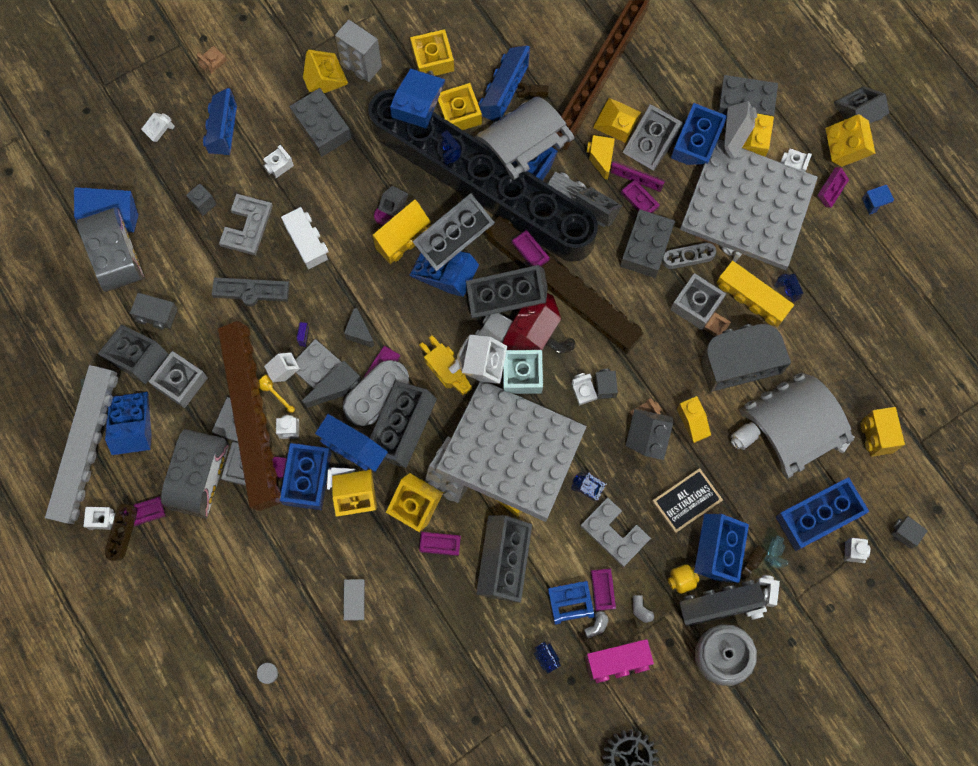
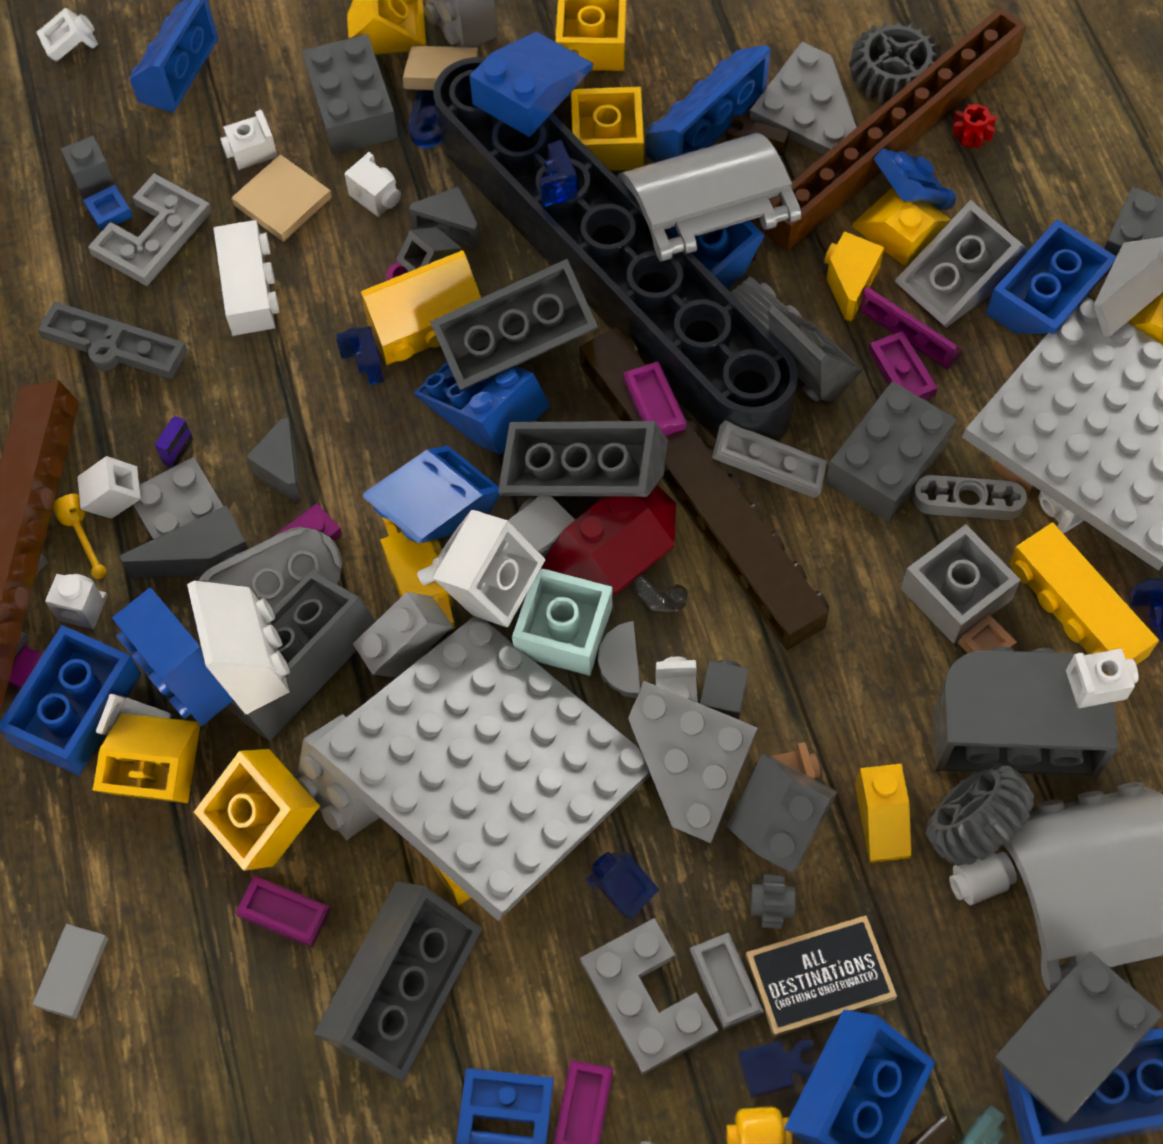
camera: 20 degrees right, 10 degrees down
(219, 219) = (108, 207): none -> blue plate
(305, 188) = (281, 197): none -> tan tile
(350, 170) = (372, 185): none -> white brick
(359, 94) = (427, 63): none -> tan tile
(363, 125) = (423, 120): none -> clear blue plate
(380, 261) = (361, 345): none -> clear blue bracket
(381, 428) = (239, 643): none -> white slope
(396, 177) = (448, 213): none -> dark grey slope
(443, 328) = (432, 494): none -> slope
(451, 400) = (402, 635): none -> light grey brick
(552, 65) = (807, 101): none -> light grey plate
(553, 383) = (619, 660): none -> light grey tile
(588, 25) = (897, 53): none -> dark grey gear
(592, 263) = (769, 459): none -> light grey tile
(601, 418) = (691, 756): none -> light grey plate
(618, 97) = (914, 179): none -> blue plate
(637, 58) = (974, 126): none -> red gear
(647, 515) = (726, 981): none -> light grey tile
(657, 474) = (772, 901): none -> dark grey gear
(678, 547) = (770, 1069): none -> clear blue plate
(737, 409) = (980, 814): none -> dark grey gear
(772, 337) = (1096, 688): none -> white brick
(807, 497) = (1078, 1037): none -> dark grey slope

